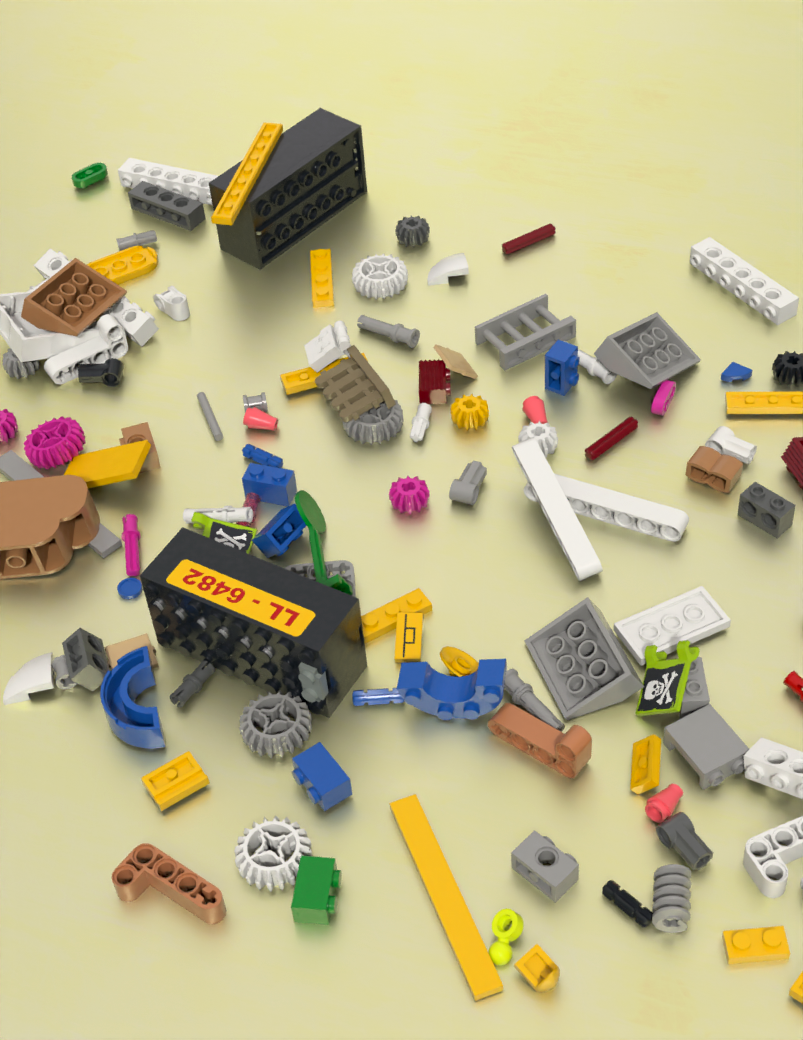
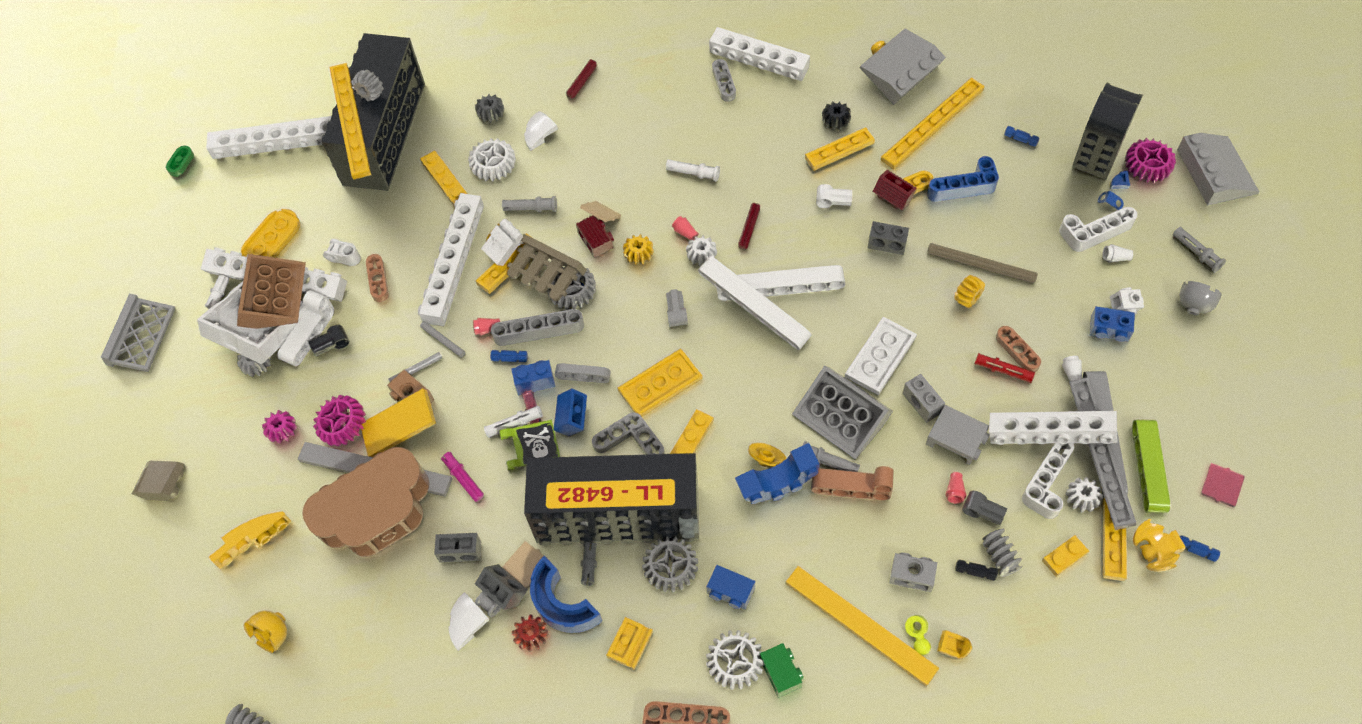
camera: 30 degrees left, 15 degrees up
(73, 603) = (457, 547): none -> dark grey brick
(82, 719) = (522, 637): none -> clear red gear
(129, 588) = (484, 511): blue piece -> none
(137, 240) = (267, 207): light grey axle -> none
(166, 205) = (270, 164): dark grey brick -> none
(174, 430) = (422, 364): none -> light grey bar
(190, 345) = (382, 283): none -> nougat beam
(255, 401) = (472, 313): light grey bush -> none
(271, 348) = (456, 247): none -> white brick
(283, 145) = (367, 85): none -> light grey gear
(310, 441) = (546, 330): none -> light grey beam
(316, 523) = (637, 446): green piece -> none
(329, 504) = (582, 373): none -> light grey beam
(376, 697) = (723, 506): axle -> none
(400, 548) = (660, 383): none -> yellow tile
(408, 637) = (715, 451): yellow tile -> none
(409, 494) = (640, 338): dark pink gear -> none
(420, 422) = (607, 273): white axle -> none
(529, 346) = (643, 174): light grey fence -> none
(561, 367) = (684, 184): blue brick -> none
(645, 764) = (928, 467): yellow plate -> none
(646, 352) = (736, 147): light grey slope -> none
(663, 397) = (765, 176): dark pink beam -> none
(665, 679) = (908, 402): flag -> none
(687, 299) = (722, 86): none -> light grey beam
(714, 469) = (834, 220): medium nougat brick -> none
(735, 372) = (799, 134): blue tile -> none

